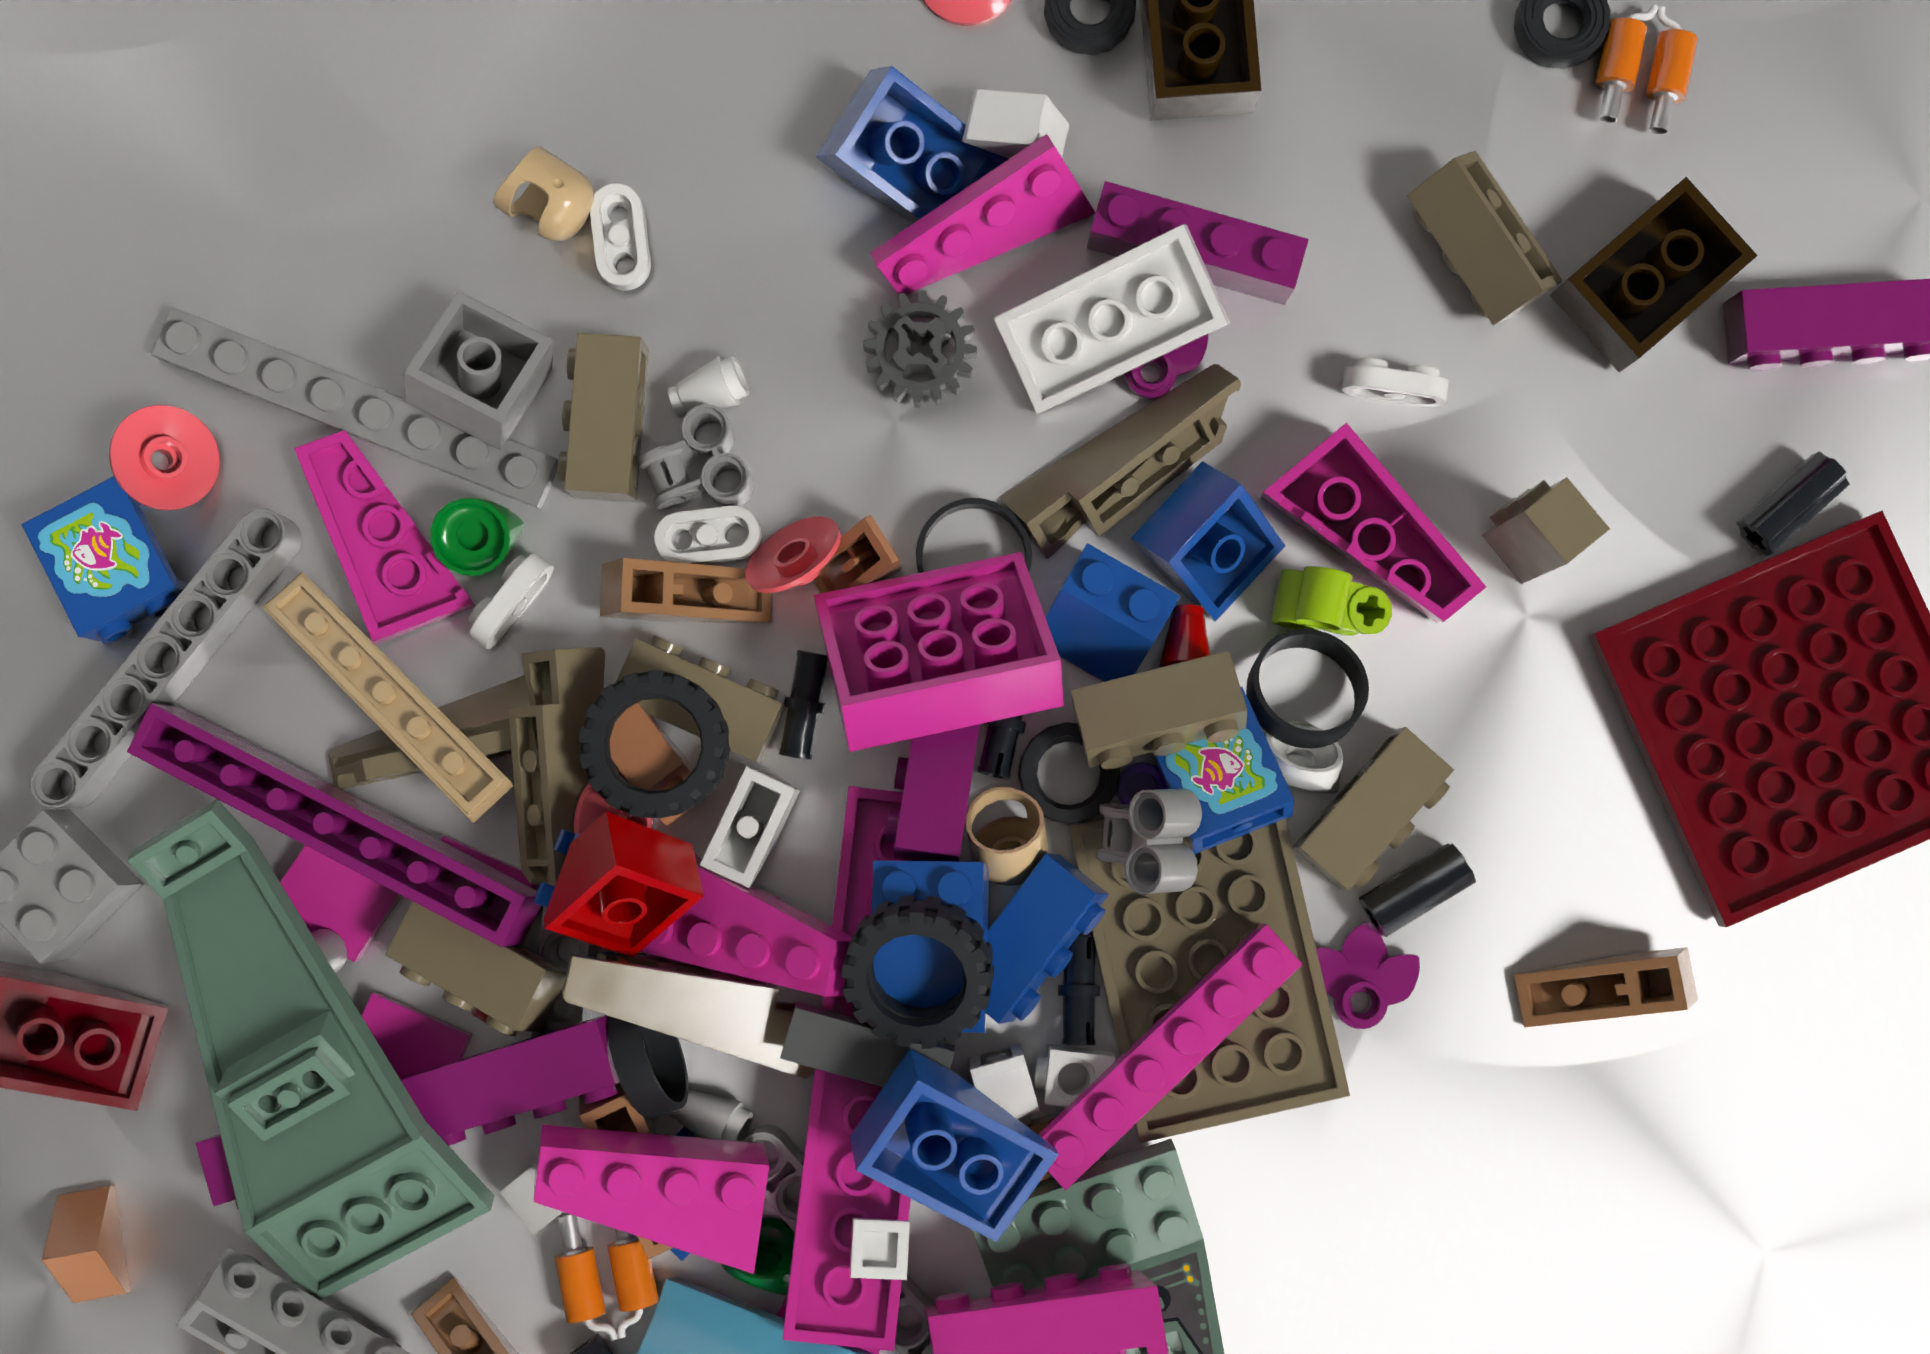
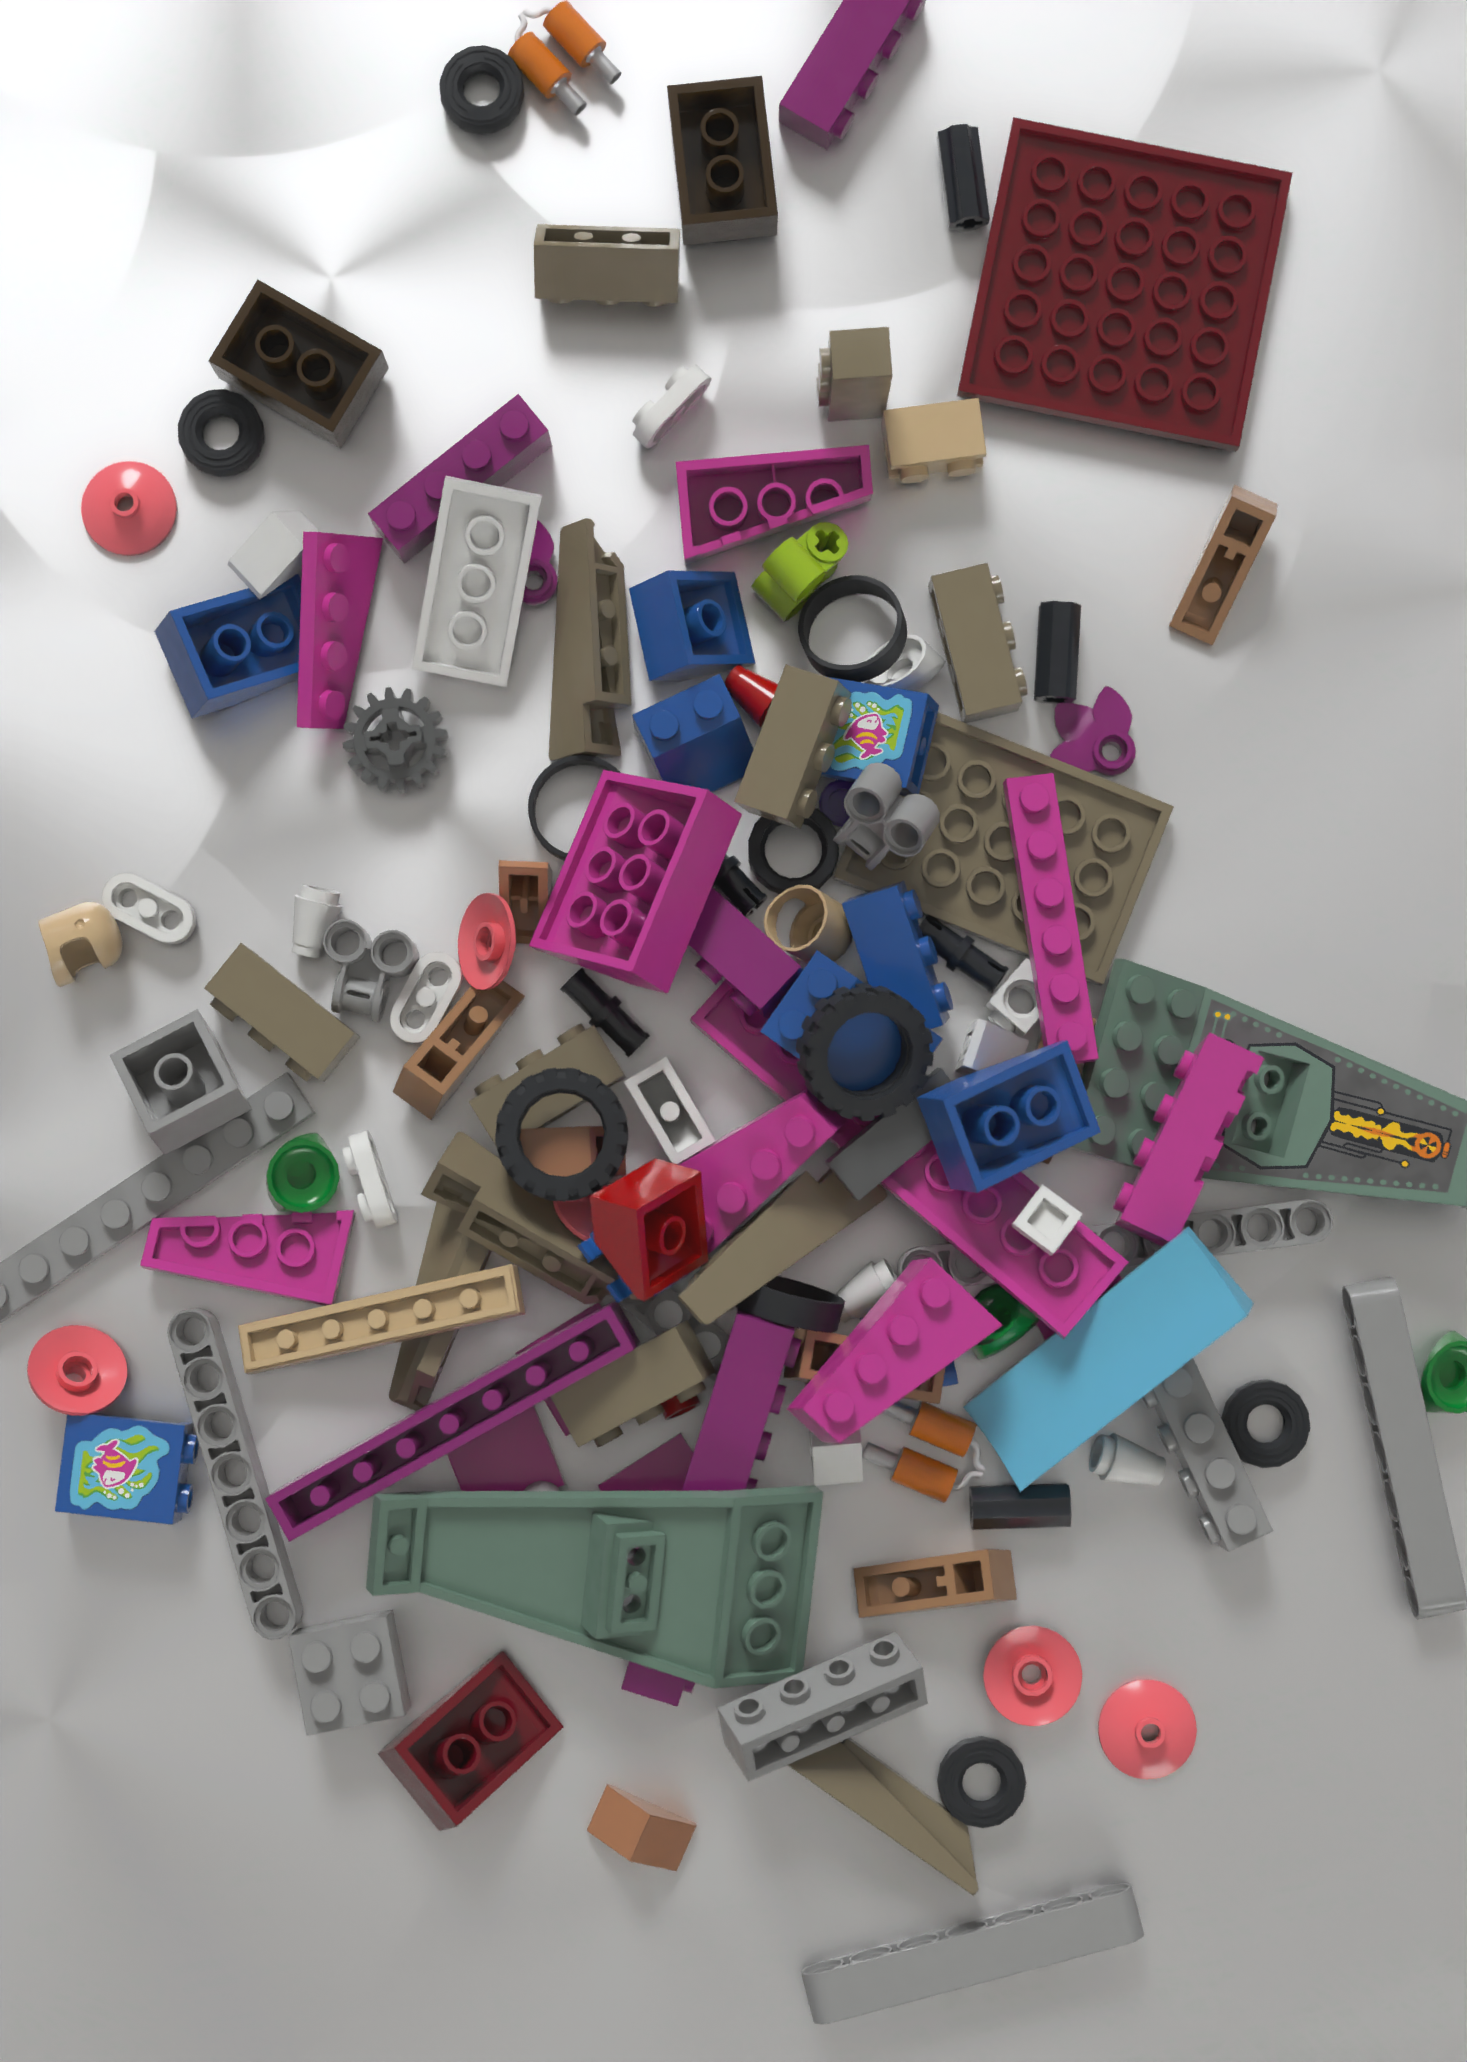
camera: 55 degrees left, 0 degrees up
(1533, 642) = (933, 440): none -> tan brick

